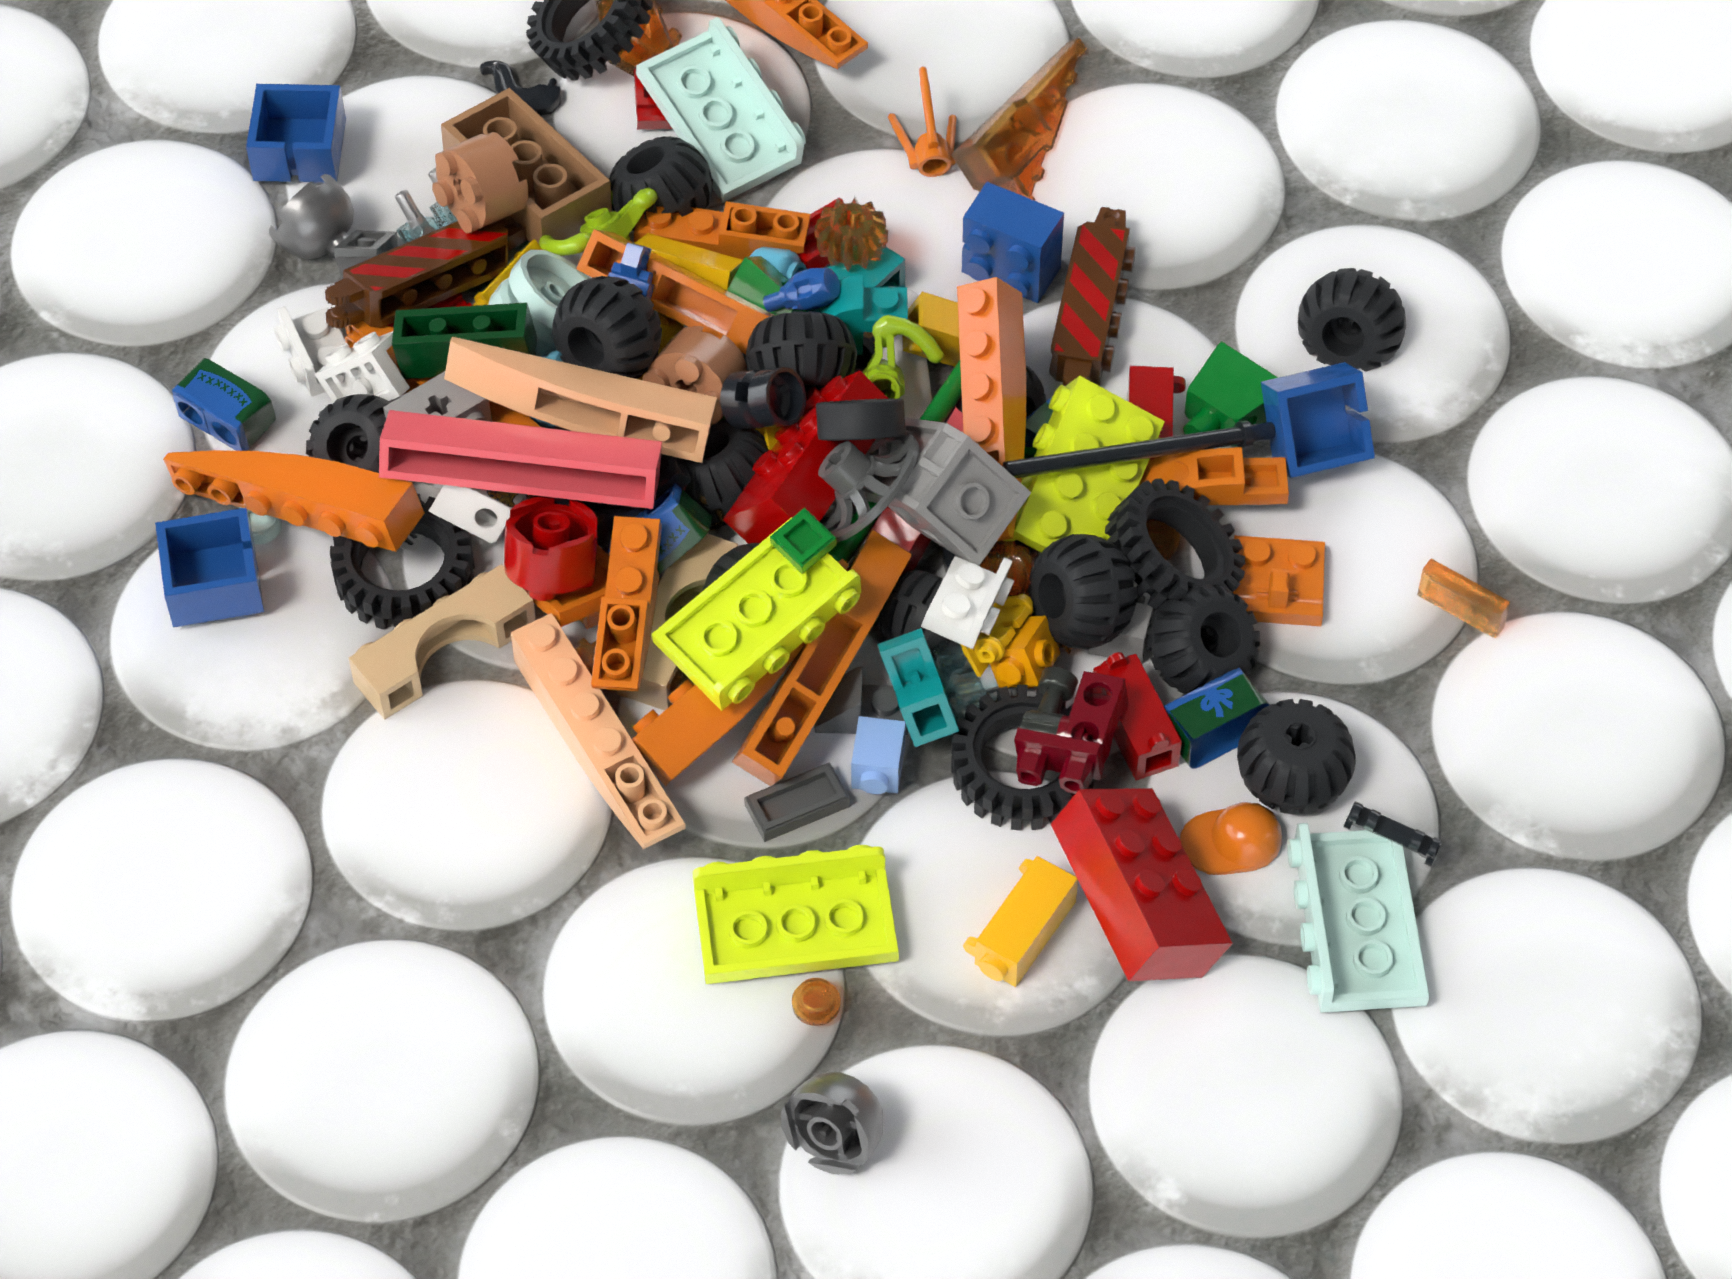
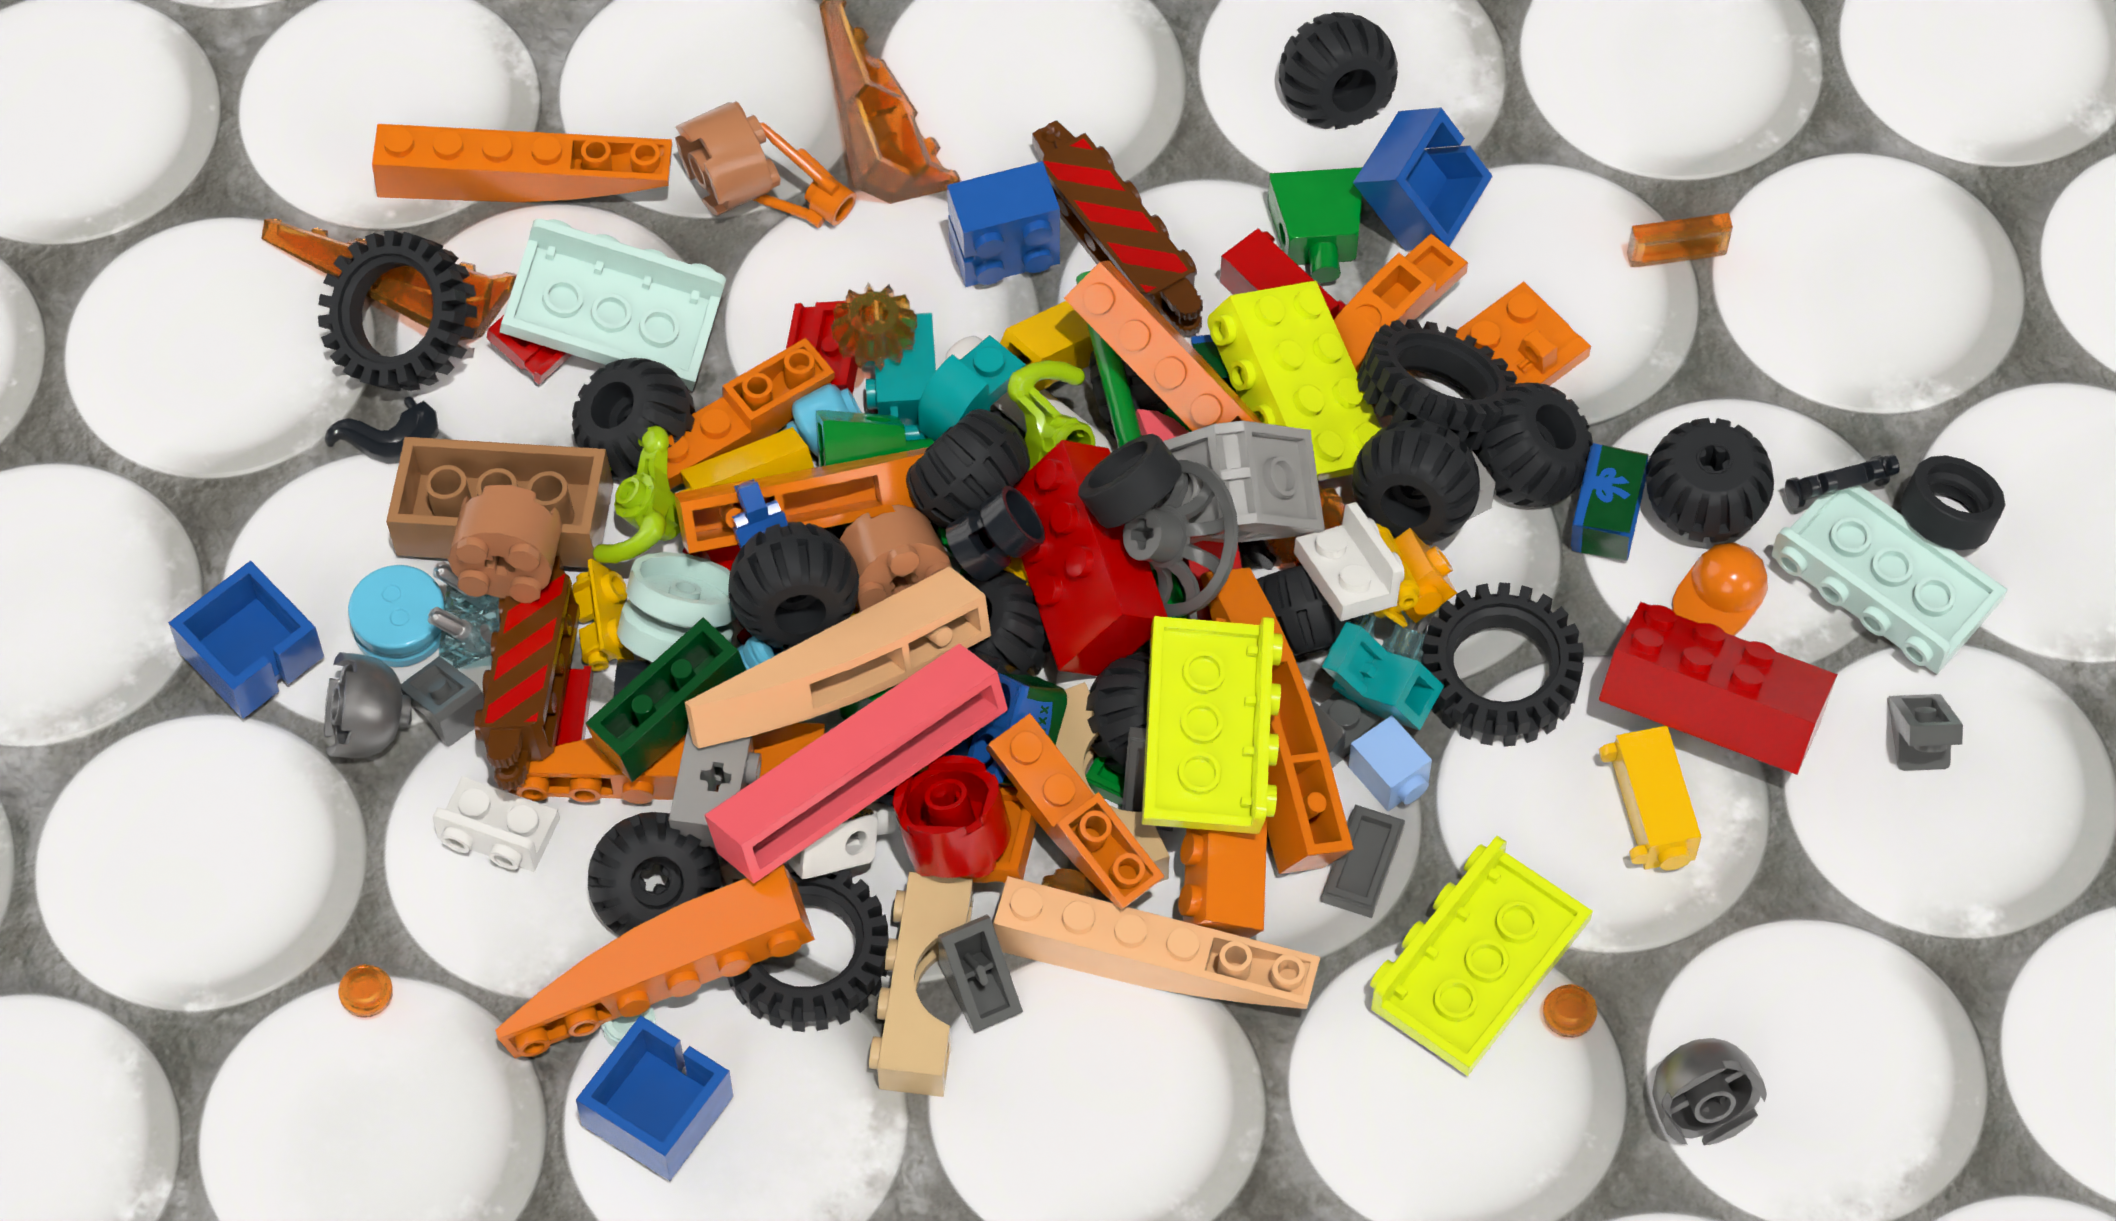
camera: 45 degrees left, 5 degrees up
(138, 379) = (365, 991): none -> clear orange plate
(223, 405) = (481, 945): blue piece -> none
(362, 370) = (587, 805): white bracket -> none
(387, 177) = (392, 616): none -> medium azure head
(479, 660) = (978, 973): none -> dark grey slope
(803, 540) = (1189, 627): green tile -> none
(805, 291) = (914, 409): blue piece -> none
(888, 77) = (726, 157): none -> nougat brick
(1072, 743) = (1548, 616): dark red hips -> none
(1146, 731) = (1546, 553): red brick -> none
(1242, 435) = (1380, 242): black bar -> none
(1261, 1035) = (1923, 731): none -> dark grey slope
(1475, 893) = (1943, 523): none -> black tyre

